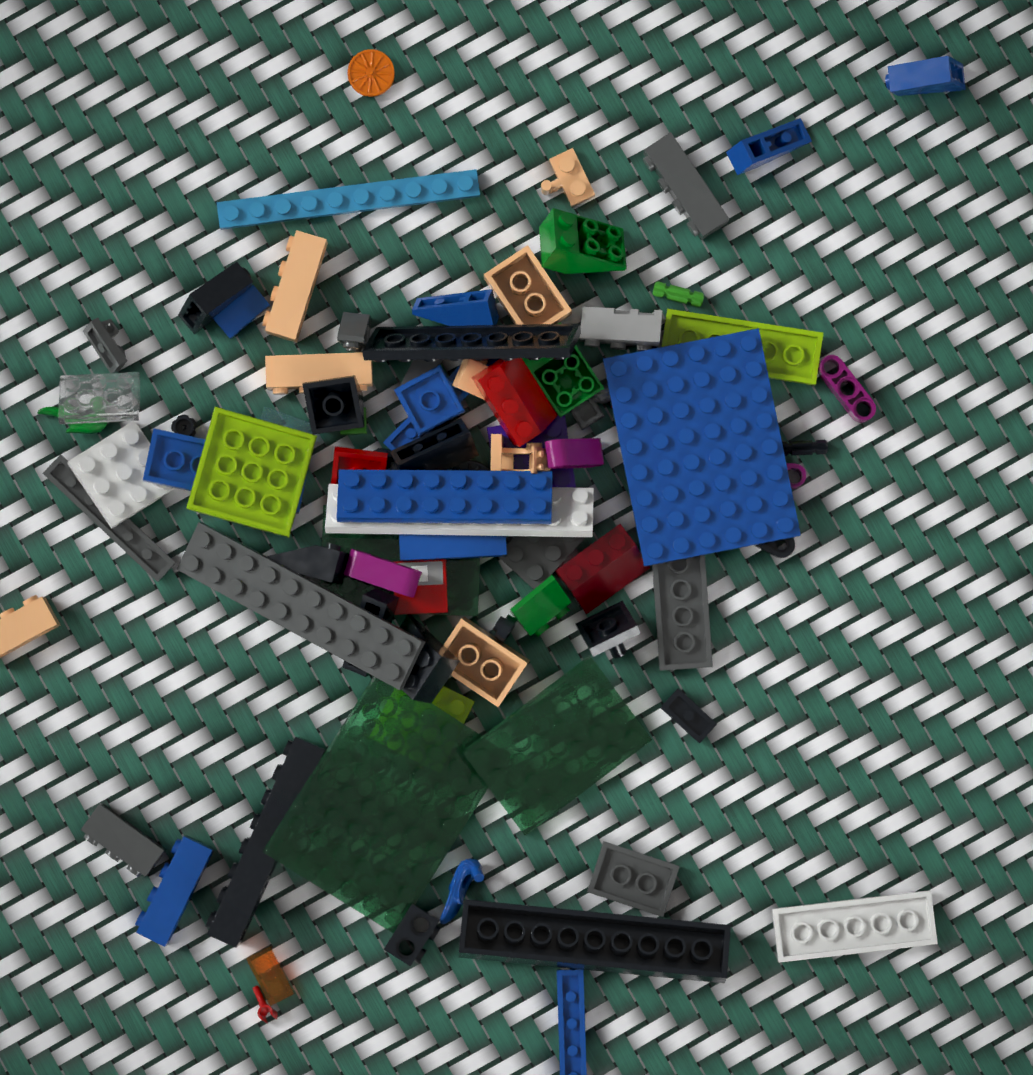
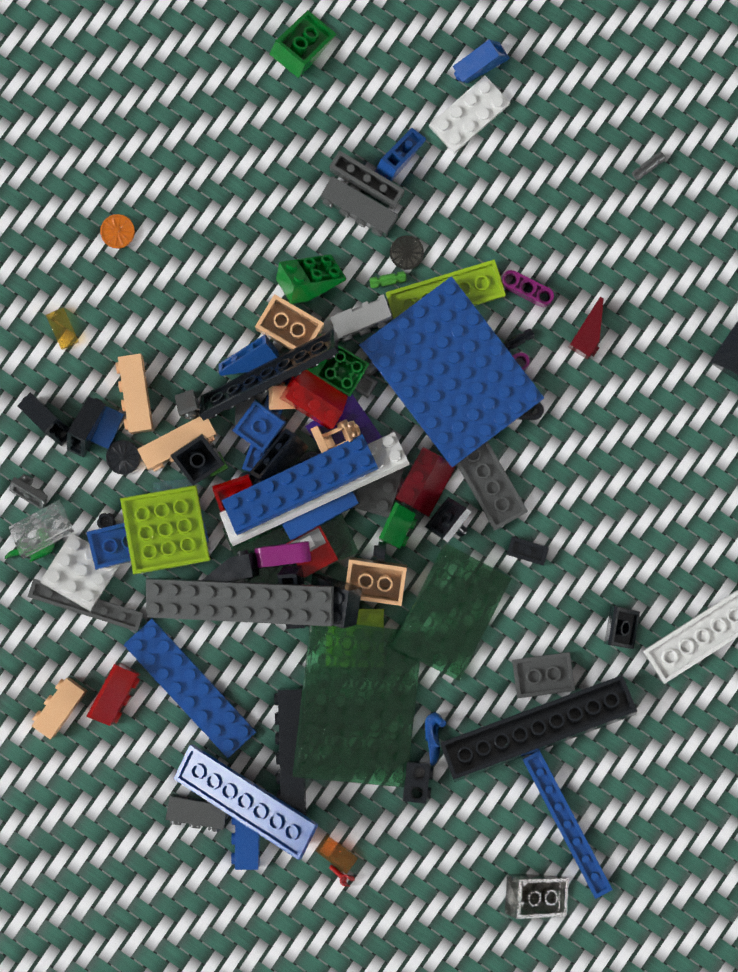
camera: 25 degrees left, 0 degrees up
(91, 645) = (114, 694): none -> red slope
(169, 263) = (44, 418): none -> black slope
(188, 683) = (190, 688): none -> blue plate
(190, 855) = (246, 802): none -> plate
(242, 357) = (123, 457): none -> black wheel
(245, 161) = (62, 328): none -> clear yellow tile
(348, 199) = (142, 321): dark azure plate -> none
(570, 178) = (281, 238): light nougat plate -> none
(574, 453) = (370, 415): magenta beam -> none
(711, 158) = (366, 180): none -> dark grey brick
(718, 271) = (406, 252): none -> clear smoke wheel
(760, 868) = (622, 627): none -> black slope
(880, 136) = (469, 114): none -> white plate
(895, 483) = (588, 335): none -> dark red slope

